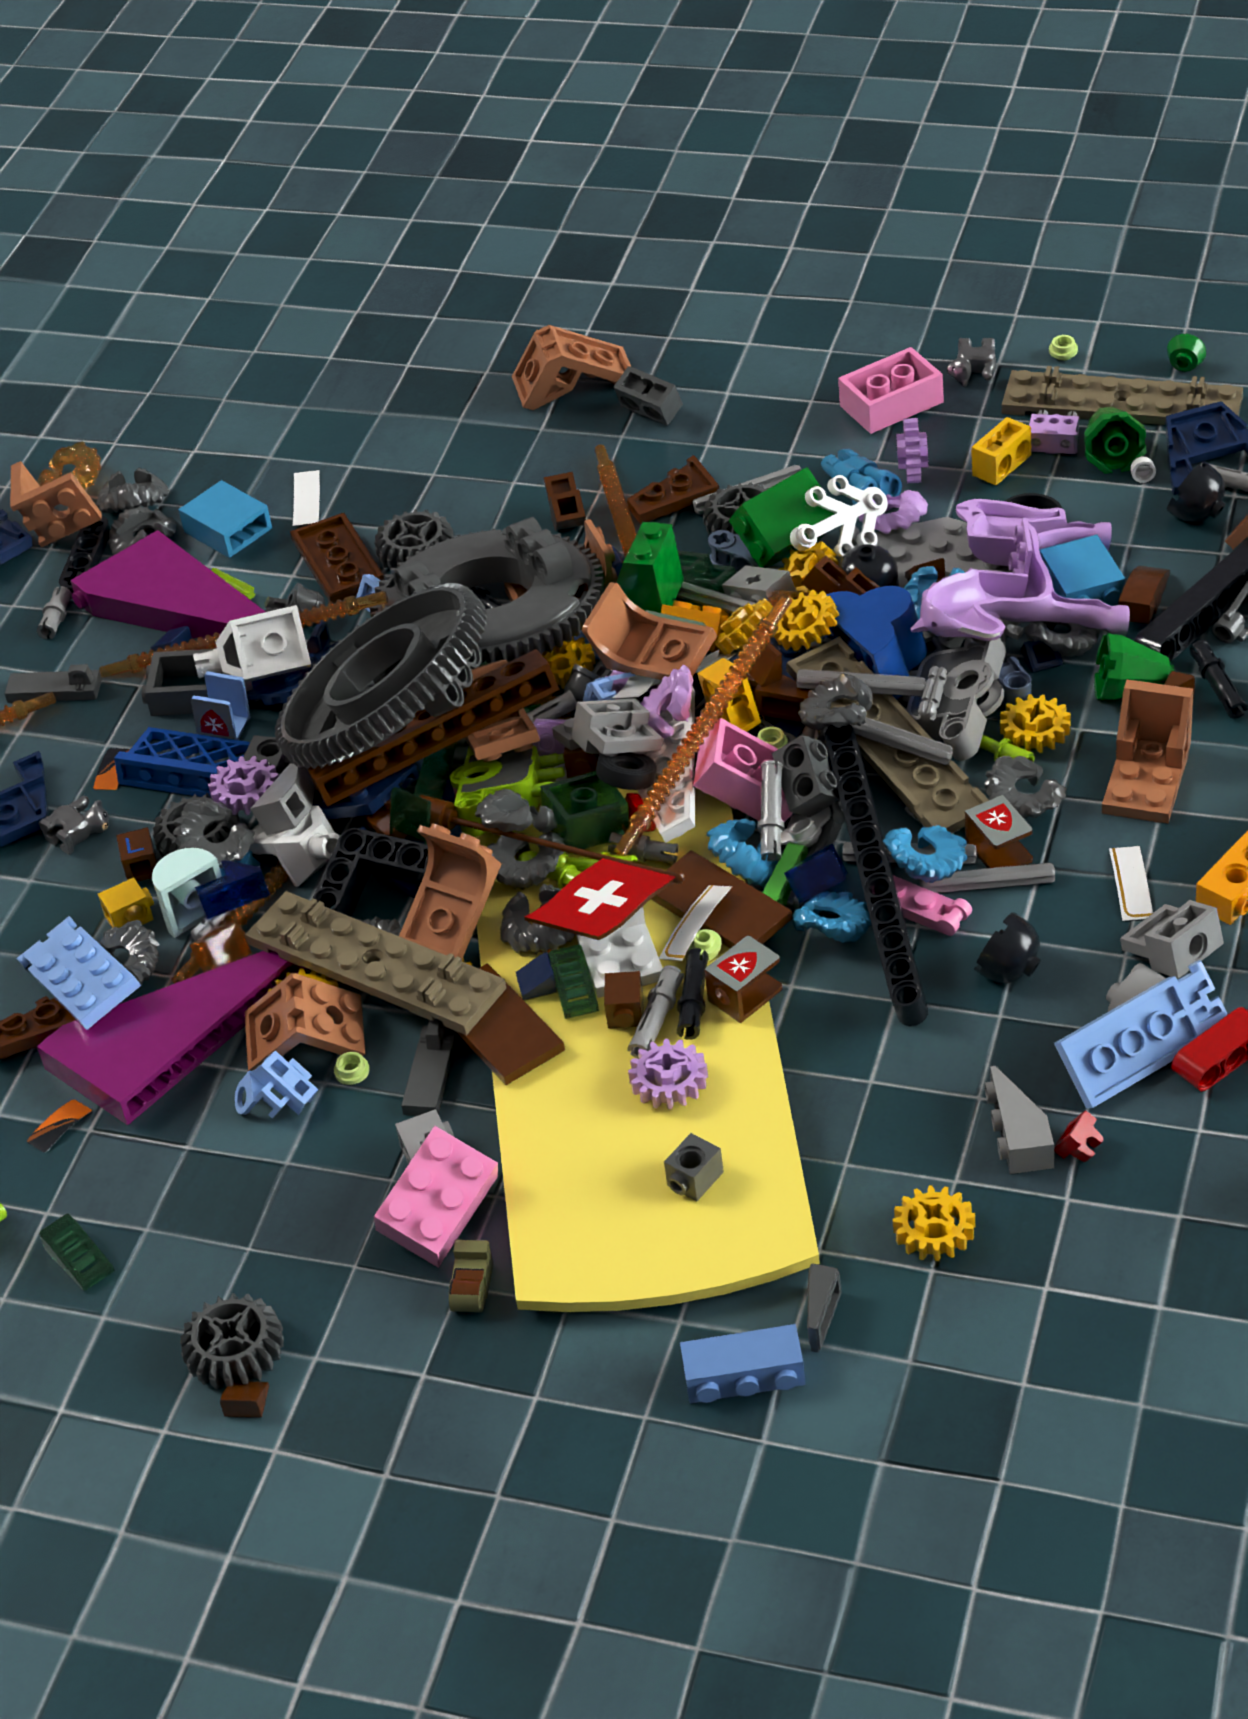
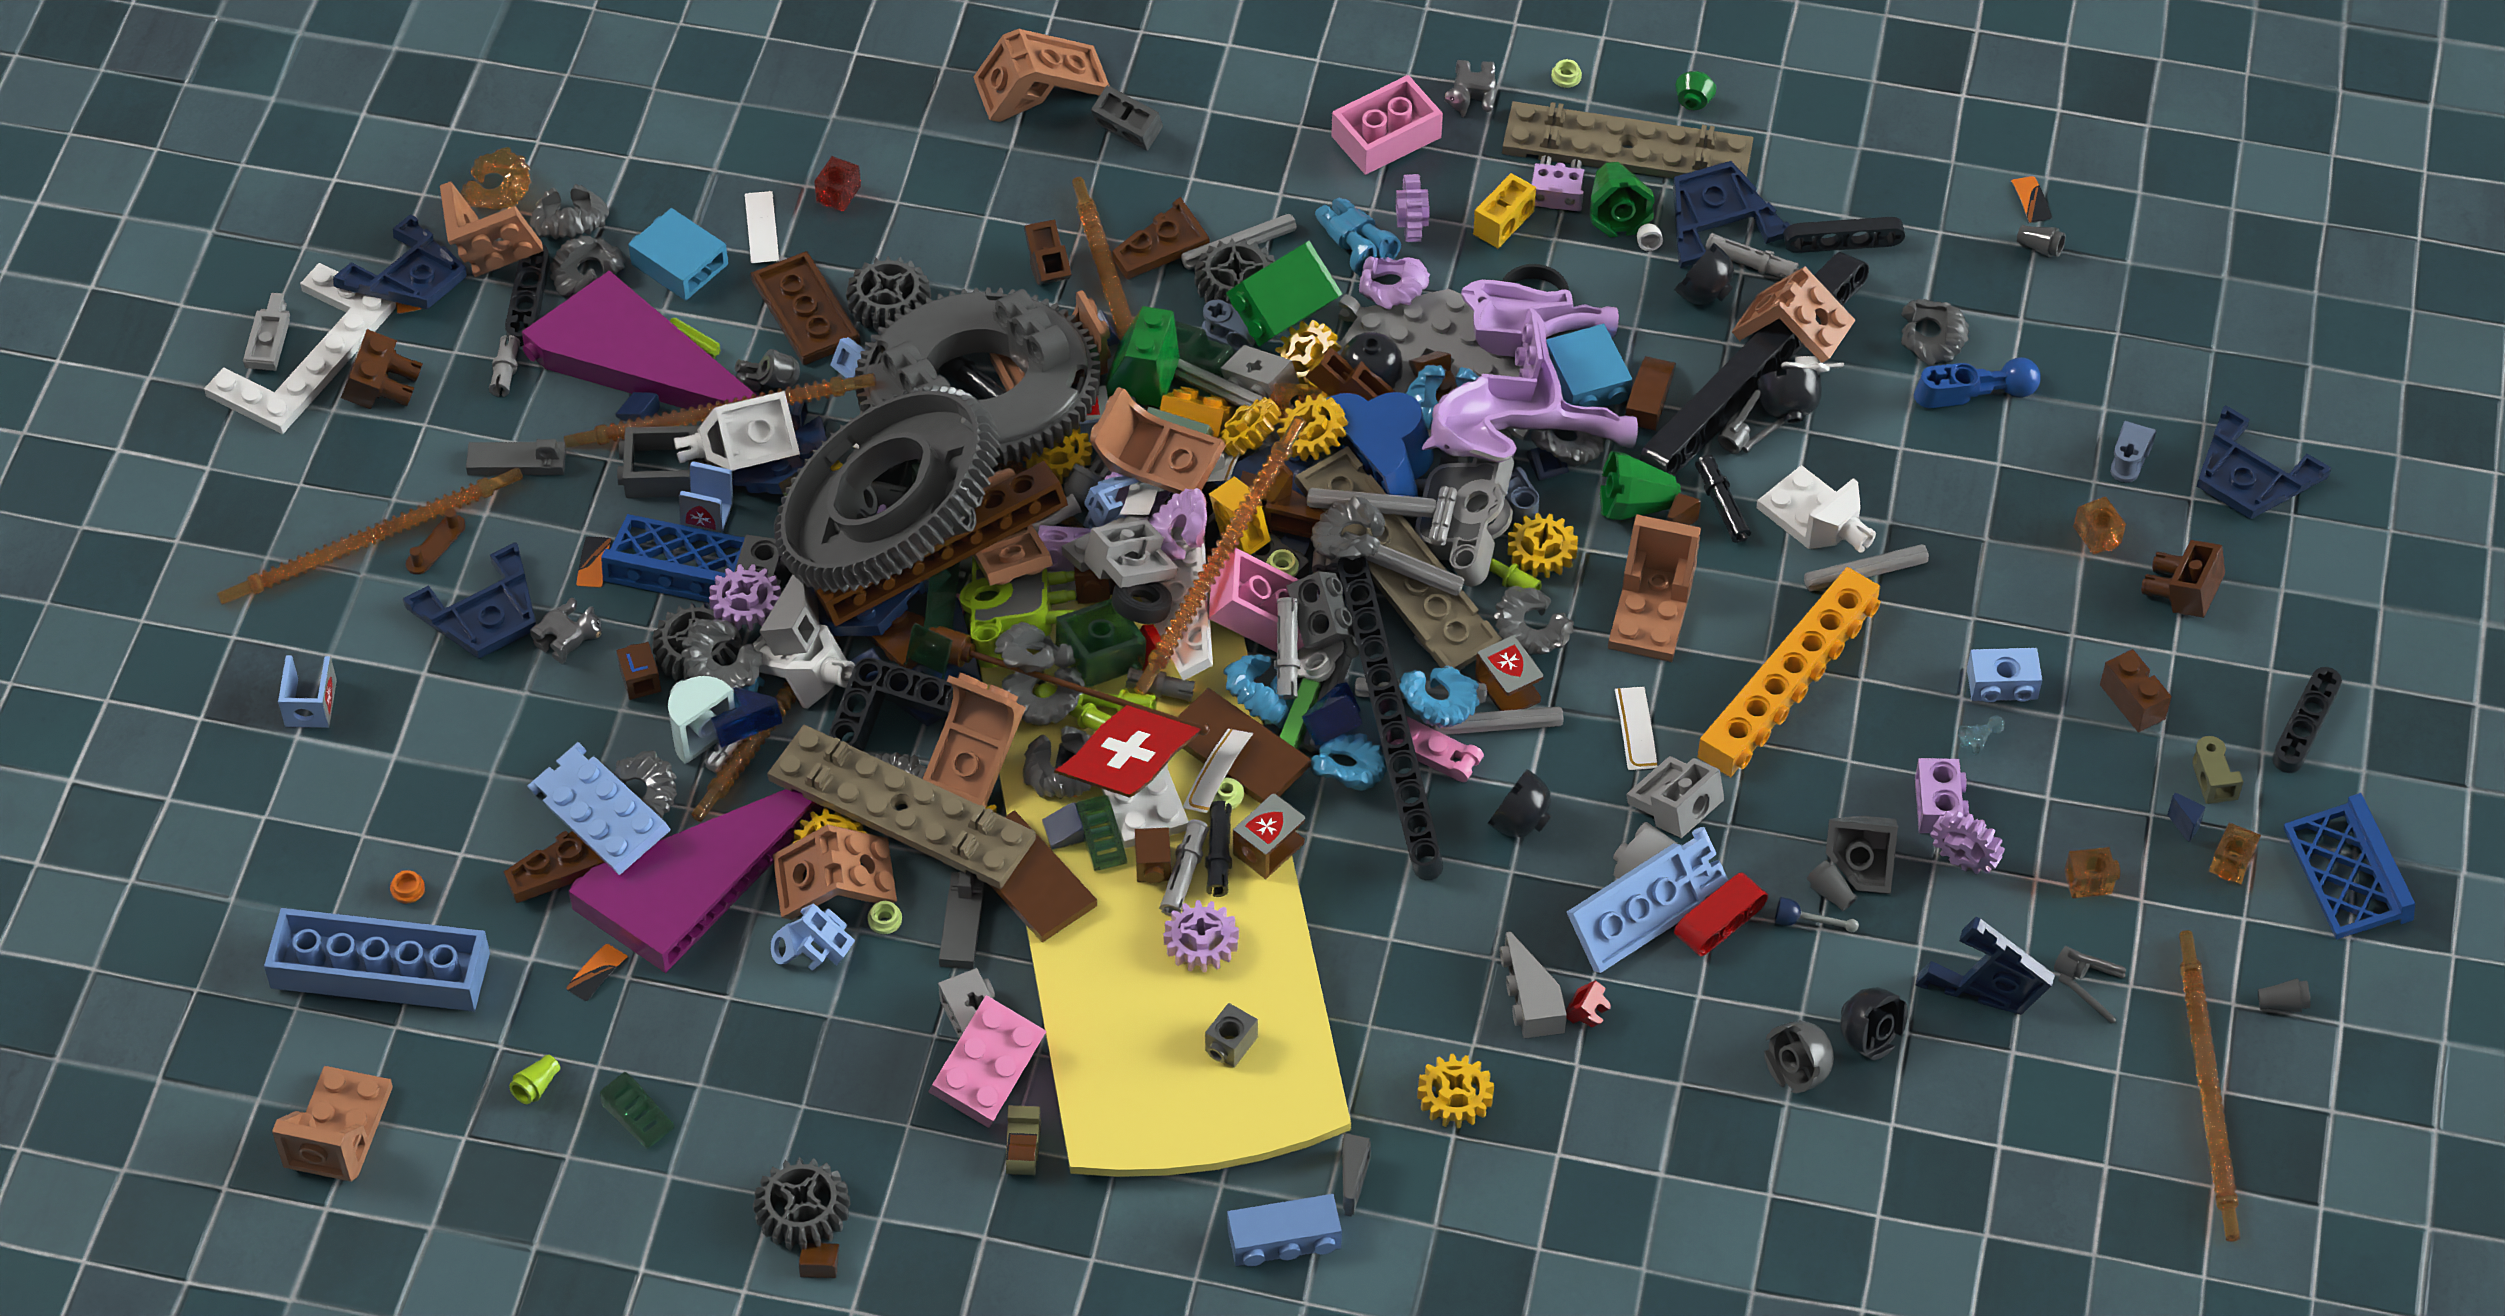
camera: 10 degrees left, 10 degrees up
(126, 903) = (634, 729): yellow brick -> none
(220, 947) = (740, 783): clear orange brick -> none
(377, 459) = (837, 183): none -> clear red brick
(844, 515) = (1346, 296): white plant -> none

